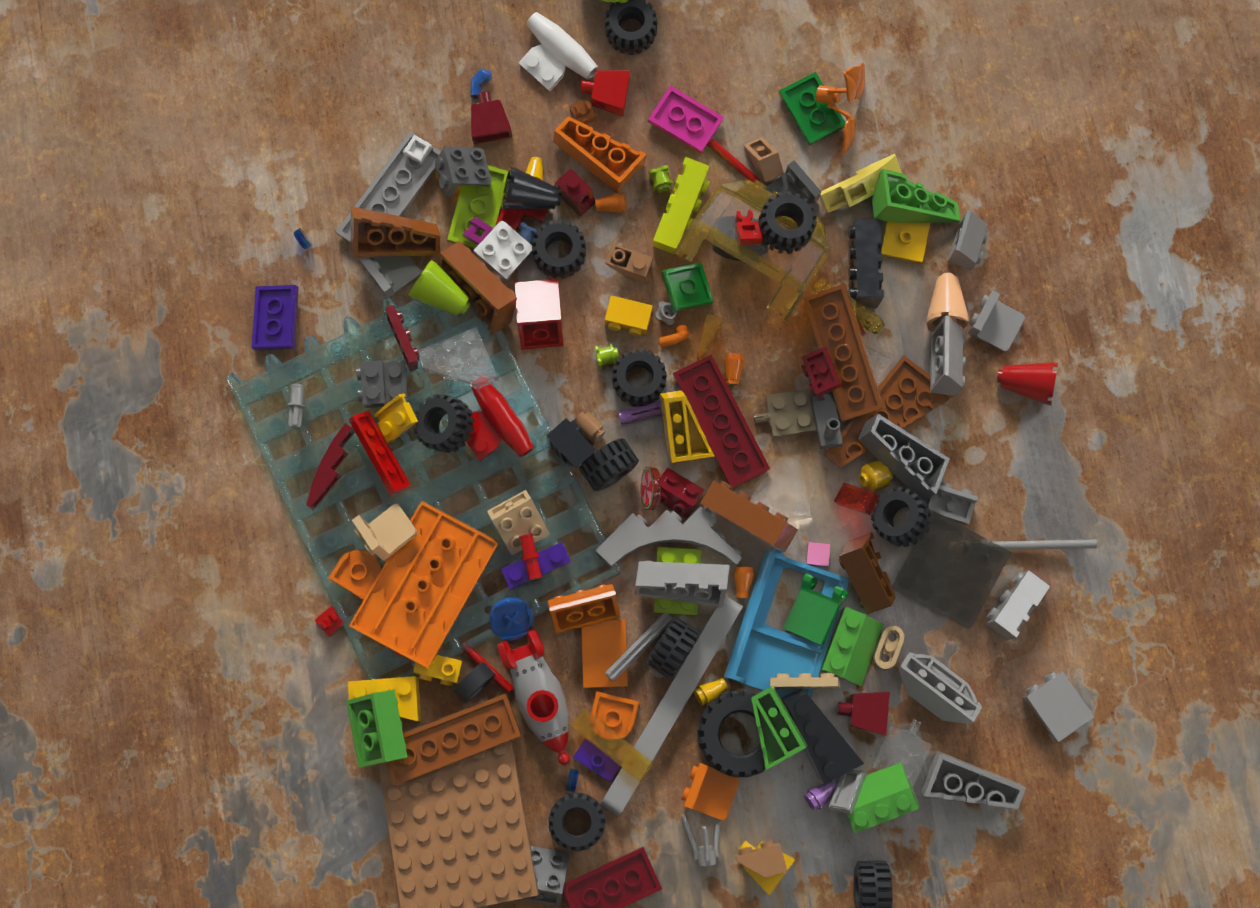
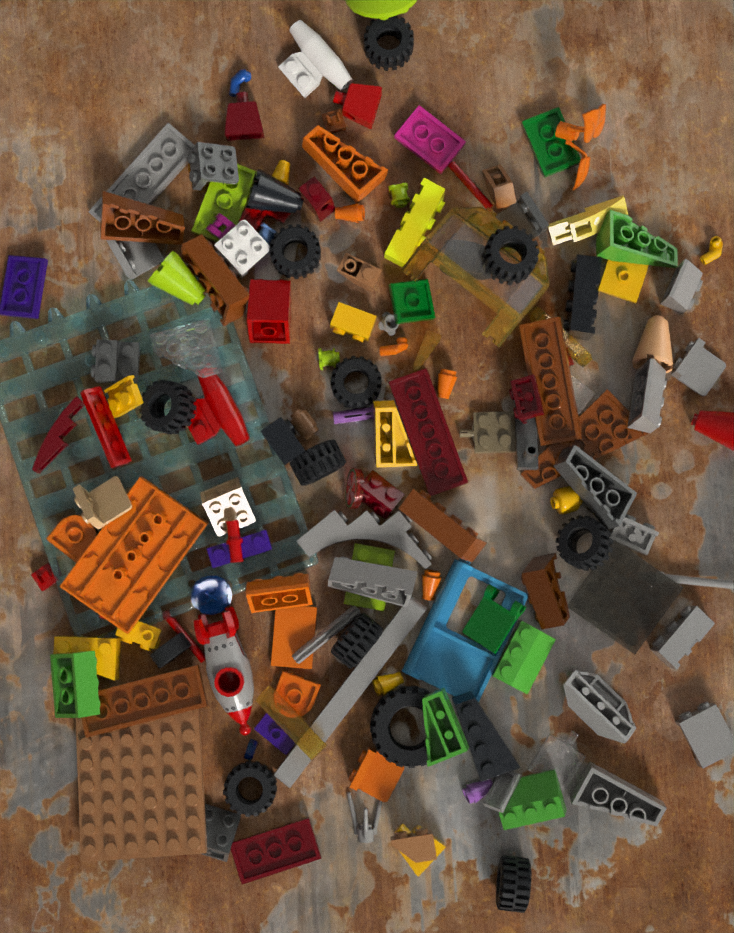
camera: 10 degrees right, 5 degrees up
(296, 406) = (33, 374): light grey axle -> none
(302, 239) = (56, 214): clear blue tile -> none
(402, 337) = (139, 321): dark red plate -> none
(417, 149) = (173, 141): white tile -> none
(746, 230) = (472, 258): red plate -> none
(805, 681) = (475, 685): tan plate -> none
(818, 554) = (503, 567): bright pink tile -> none
(856, 498) = (545, 520): clear red plate -> none
(867, 711) = (529, 718): dark red torso -> none
(888, 647) = (559, 662): tan plate -> none
(996, 200) = (714, 252): none -> yellow arm

